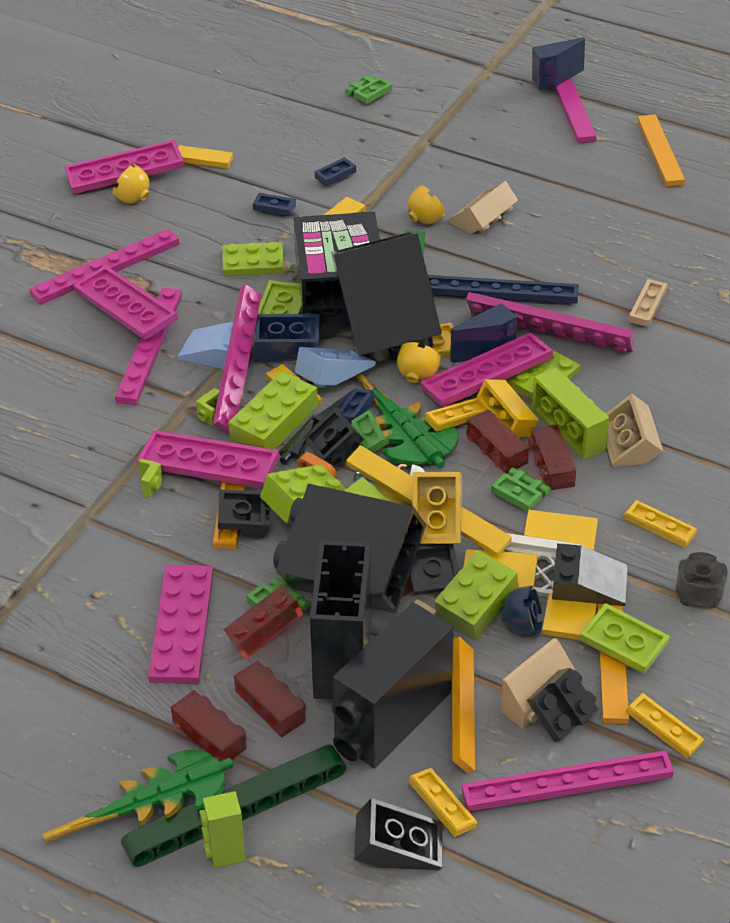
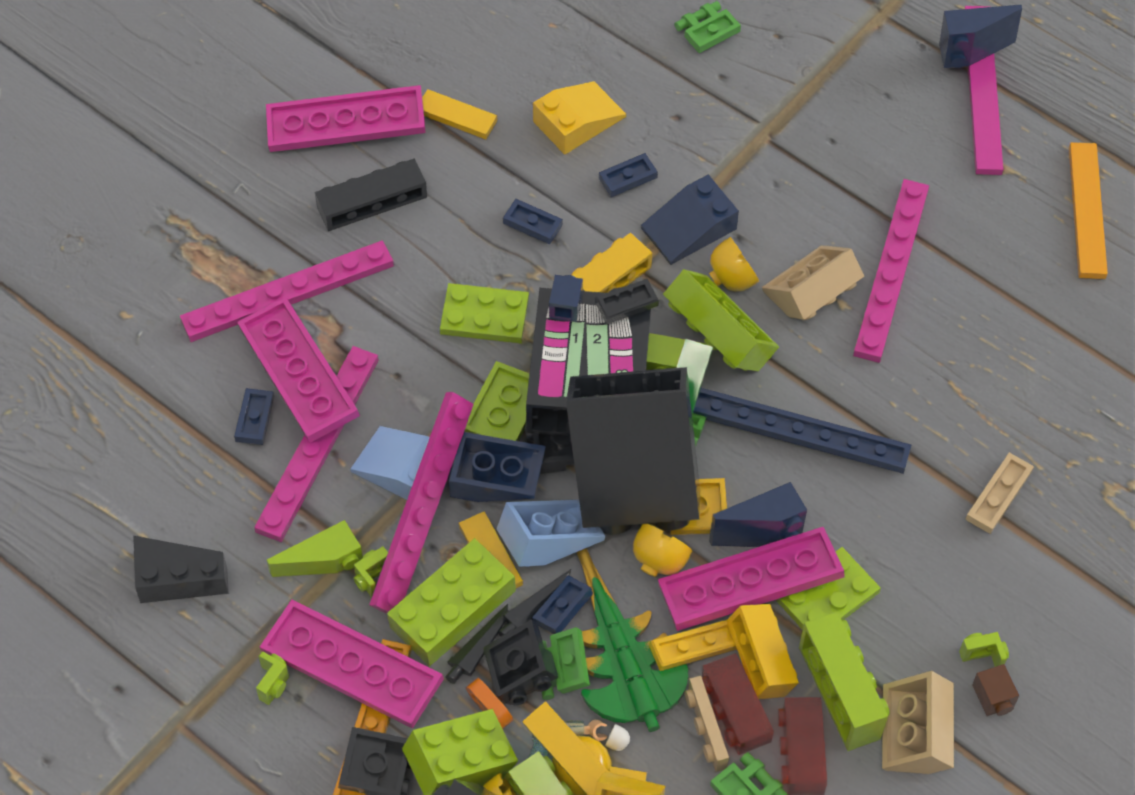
camera: 10 degrees right, 15 degrees up
(64, 426) = (177, 571): none -> black wedge
(99, 335) = (254, 416): none -> dark blue plate
(132, 185) = (348, 159): yellow cylinder -> none
(153, 204) = (371, 194): none -> black brick
(168, 403) = (320, 554): none -> lime slope
(287, 146) = (575, 114): none -> yellow slope
(314, 215) = (565, 298): none -> dark blue brick
(358, 213) = (626, 301): none -> black plate
(388, 187) = (691, 220): none -> dark blue slope
(439, 238) = (720, 321): none -> lime brick
(479, 455) = (706, 724): none -> tan plate
(535, 199) = (891, 271): none -> dark pink plate
(558, 323) = (863, 518): dark pink plate -> none
(663, 385) = (980, 646): none -> lime bracket
(679, 407) = (995, 690): none -> reddish brown brick

